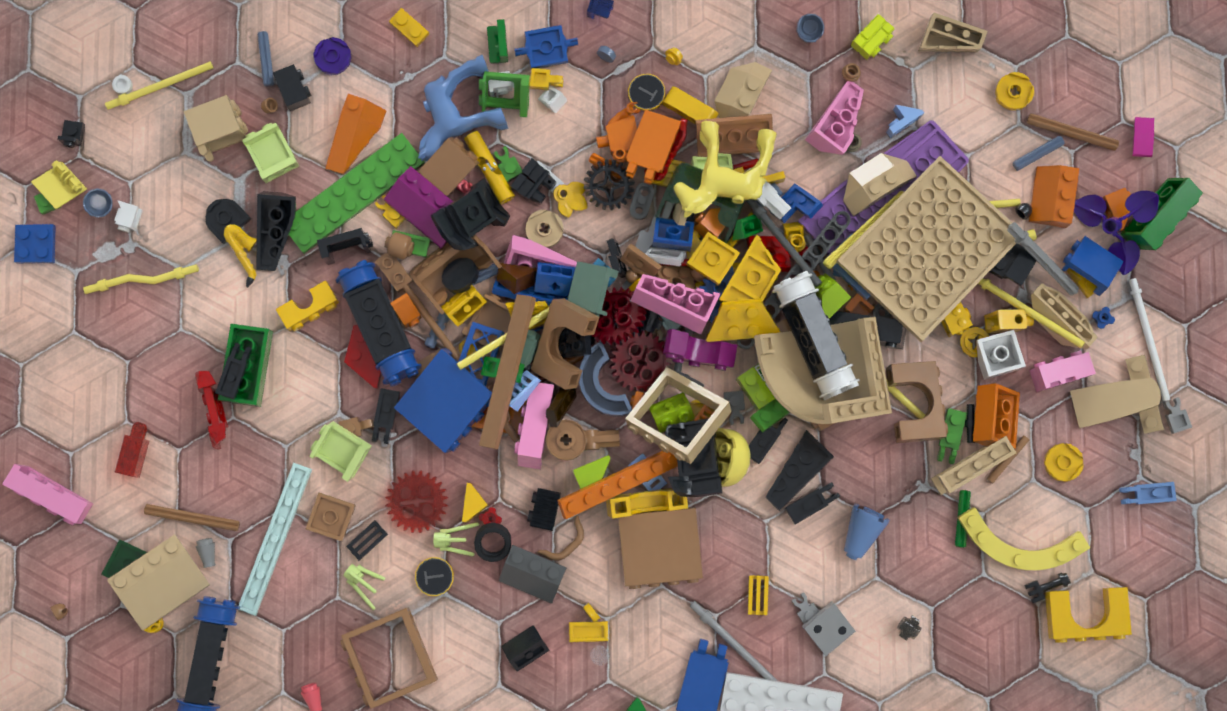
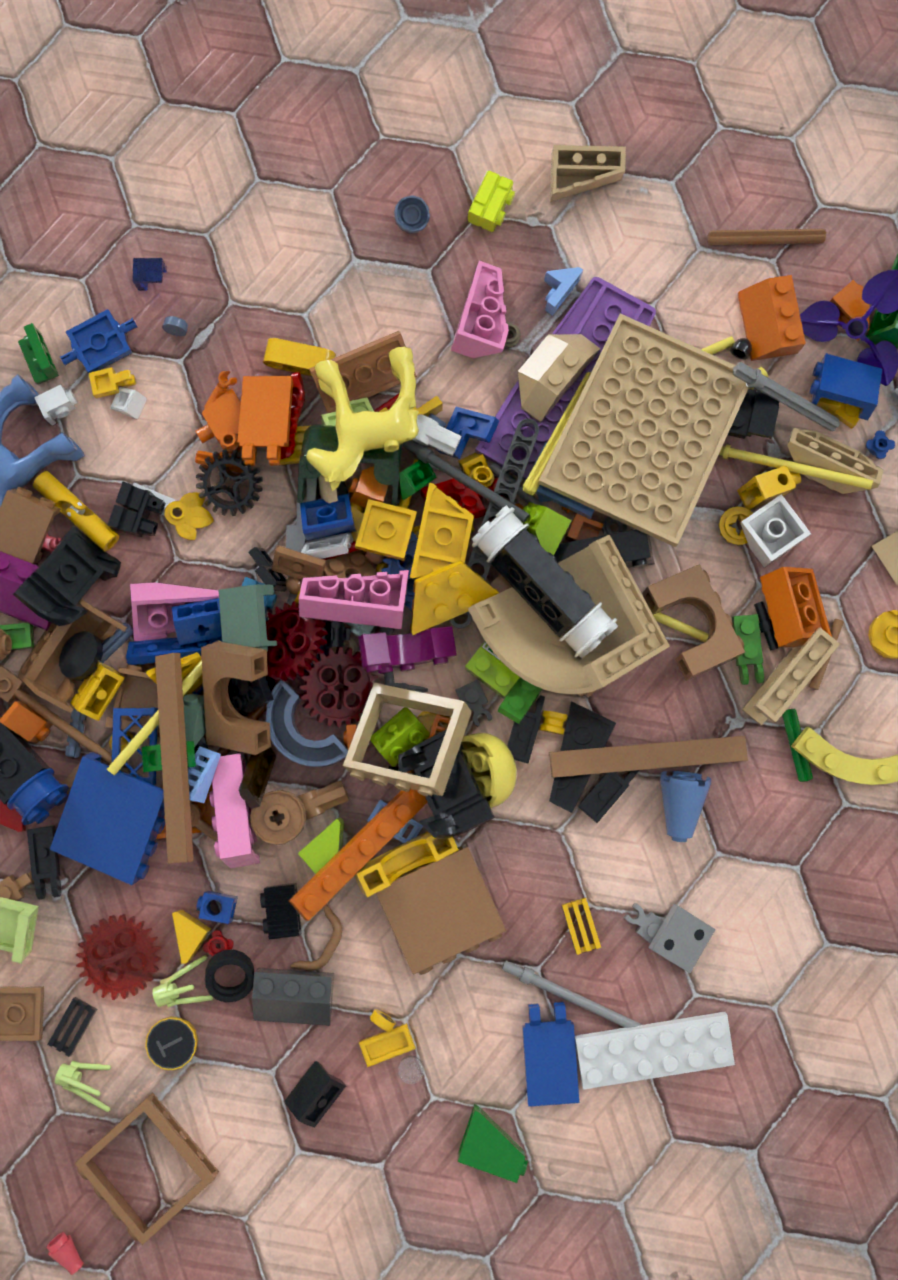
camera: 20 degrees left, 0 degrees up
(505, 496) = (228, 907): none -> blue brick
(508, 166) = (99, 501): bright green plate -> none
(516, 277) = (151, 634): reddish brown slope -> none
(521, 92) = (84, 404): bright green window -> none
(548, 219) = (168, 549): tan plate -> none
(641, 201) = (277, 491): dark grey plate -> none
(647, 92) = (240, 355): black tile -> none
(673, 56) = (258, 302): yellow plate -> none
(741, 90) = (354, 315): tan wedge -> none
(787, 440) = (553, 722): none -> yellow wheel
(849, 488) = (648, 756): none -> medium nougat tile
(853, 68) = (477, 247): medium nougat plate -> none
(909, 627) = (779, 903): clear smoke gear -> none
(957, 321) = (709, 507): yellow head -> none
(1005, 97) = (673, 222): yellow plate -> none
(1038, 153) = (735, 275): sand blue axle -> none
(1062, 370) = (854, 525): bright pink wedge -> none
(1143, 137) = (852, 215): dark pink slope -> none

